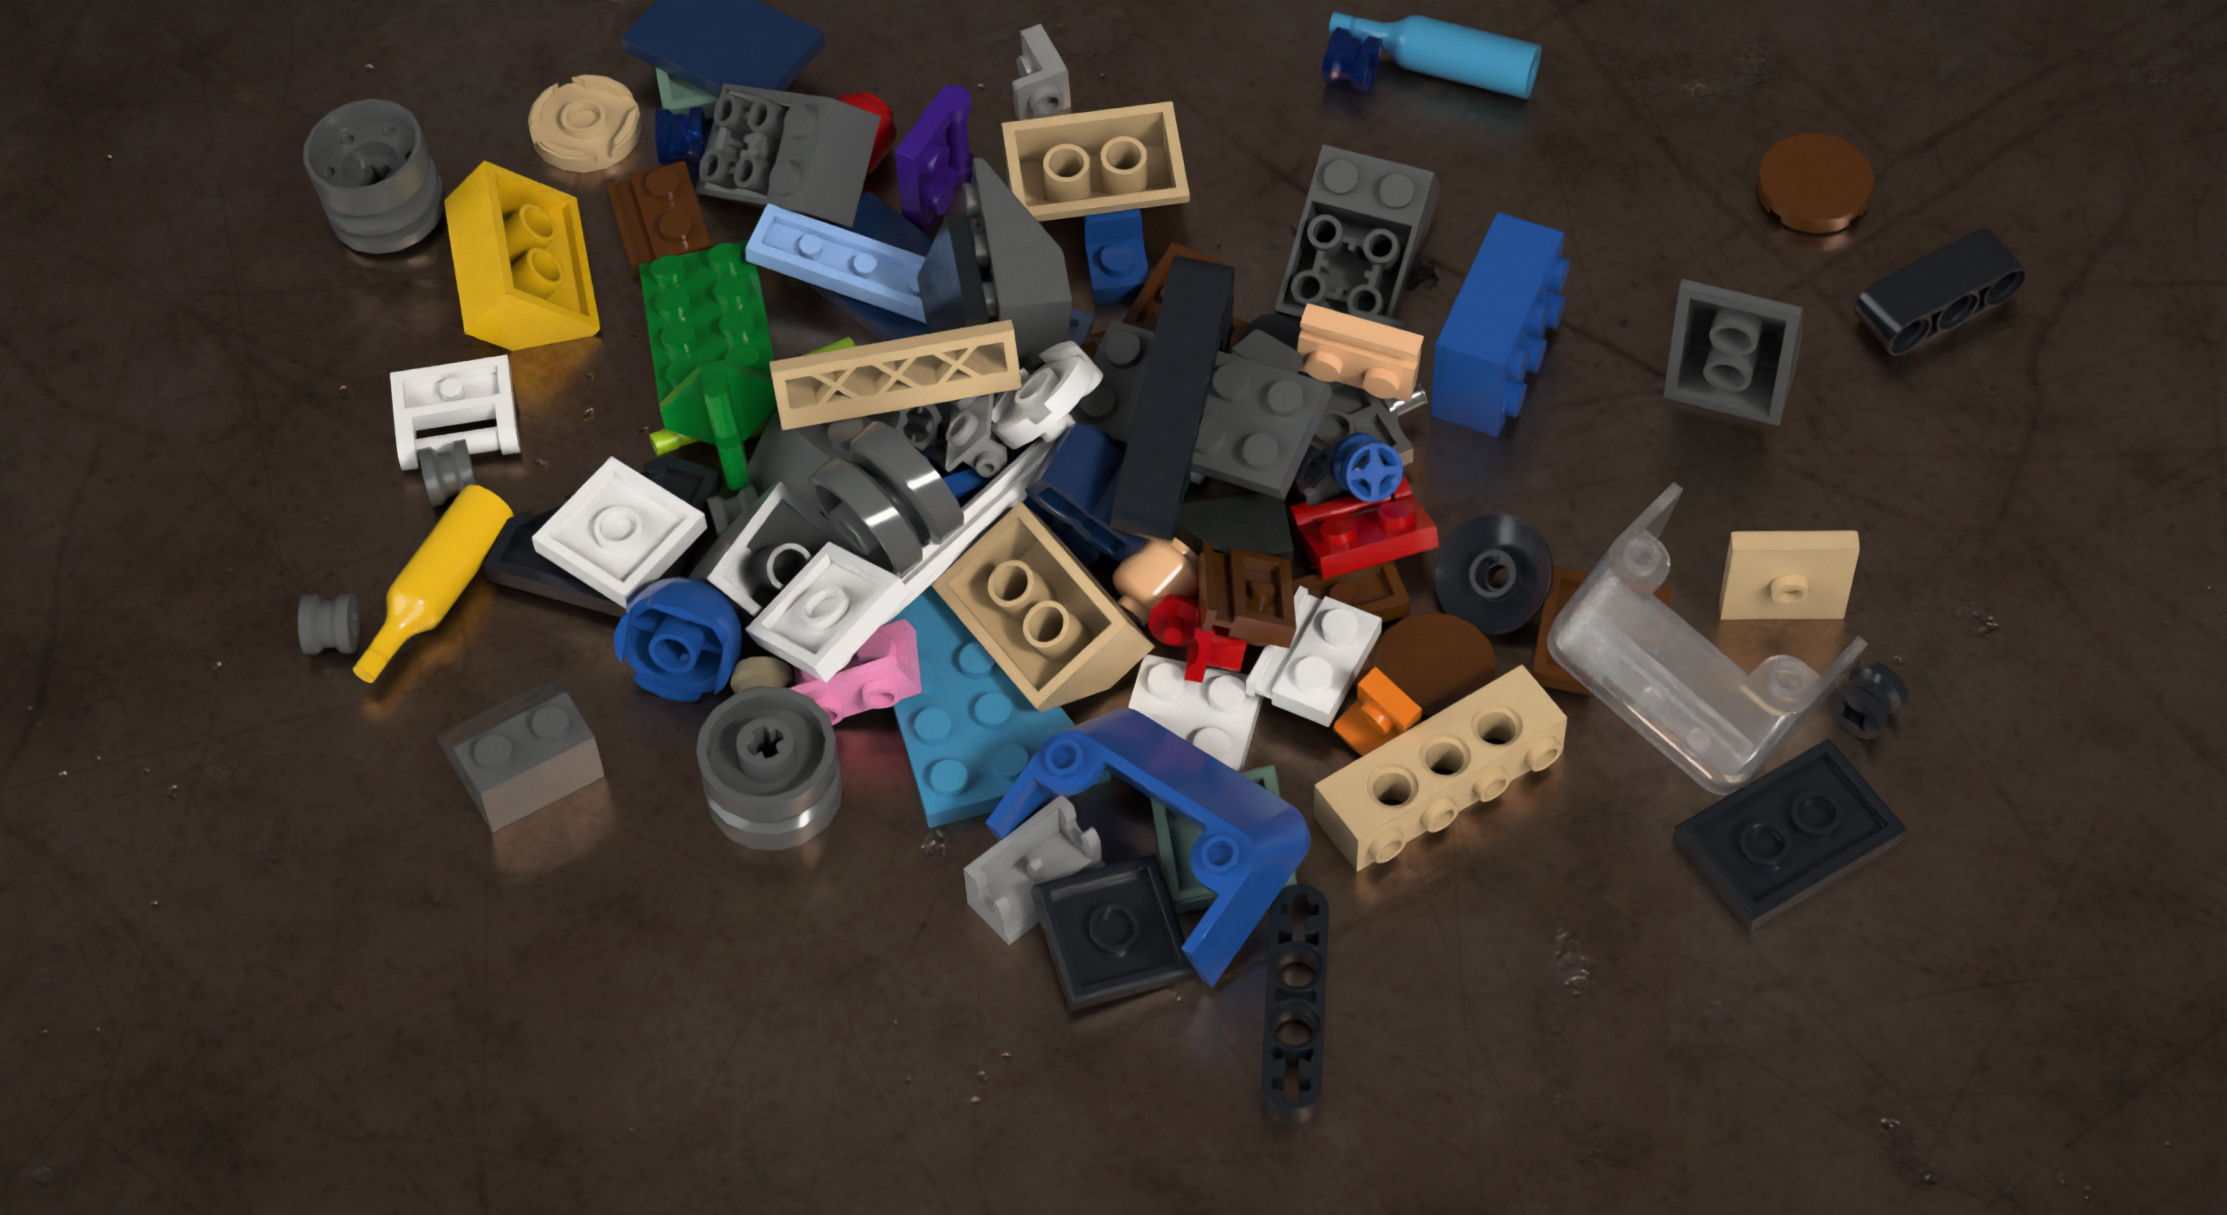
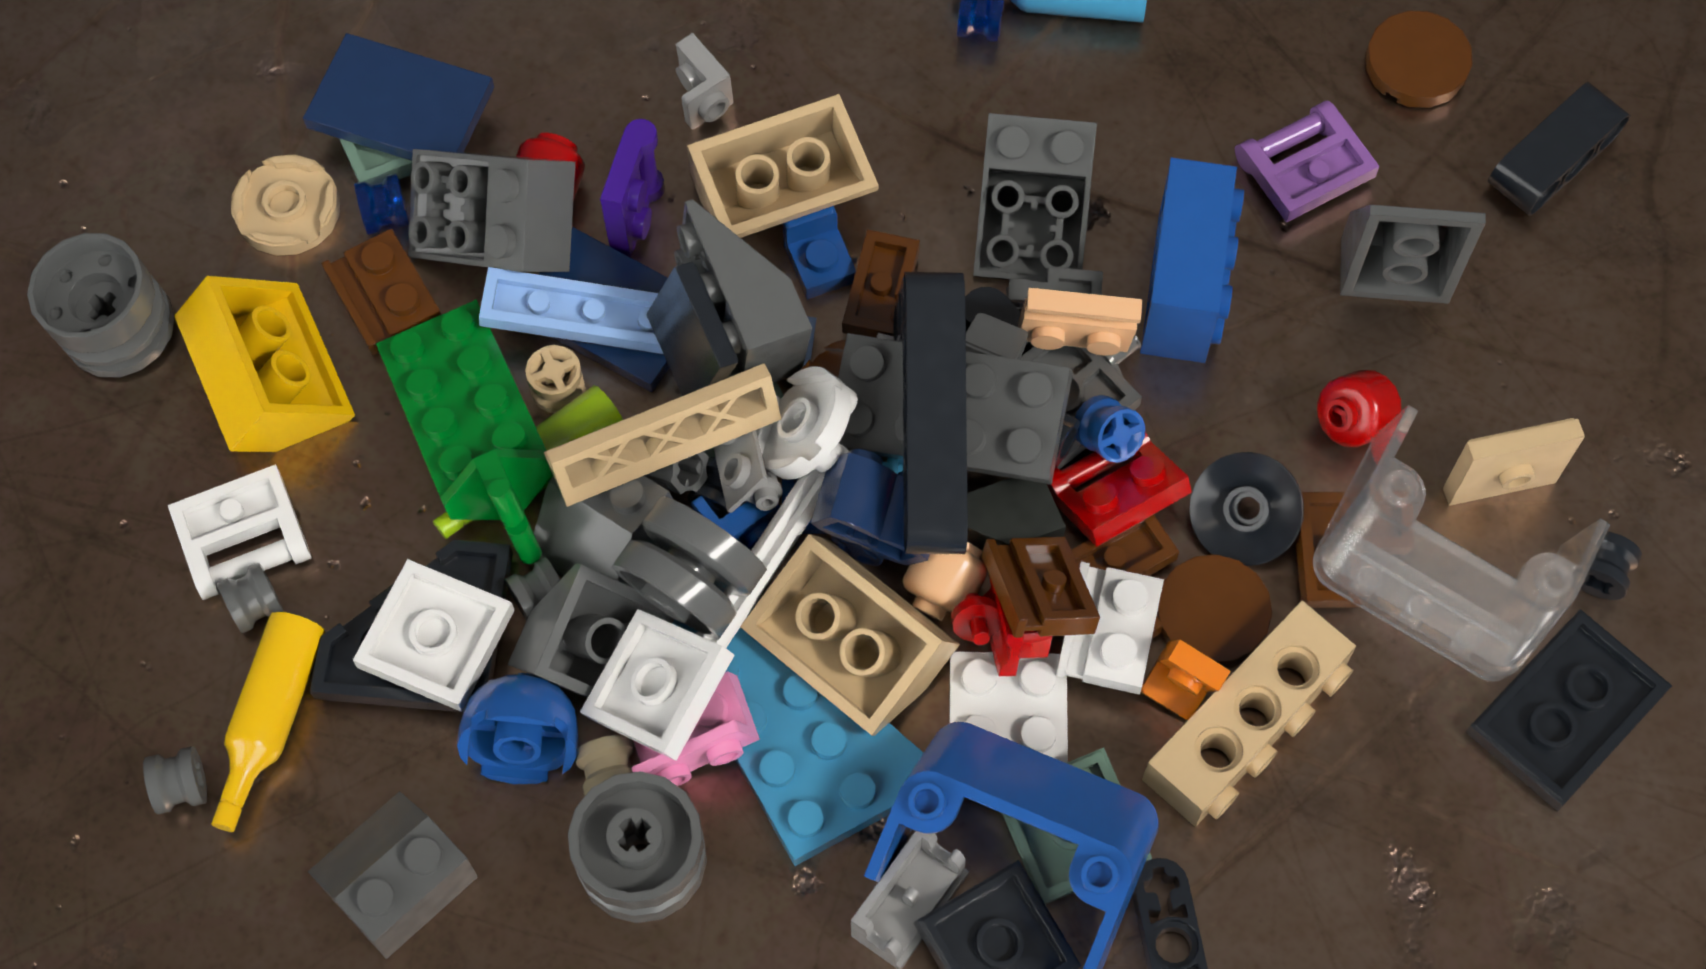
camera: 15 degrees left, 10 degrees up
(809, 313) = (554, 365): none -> tan wheel
(1631, 488) = (1357, 407): none -> red head
(1653, 274) = (1313, 173): none -> medium lavender plate

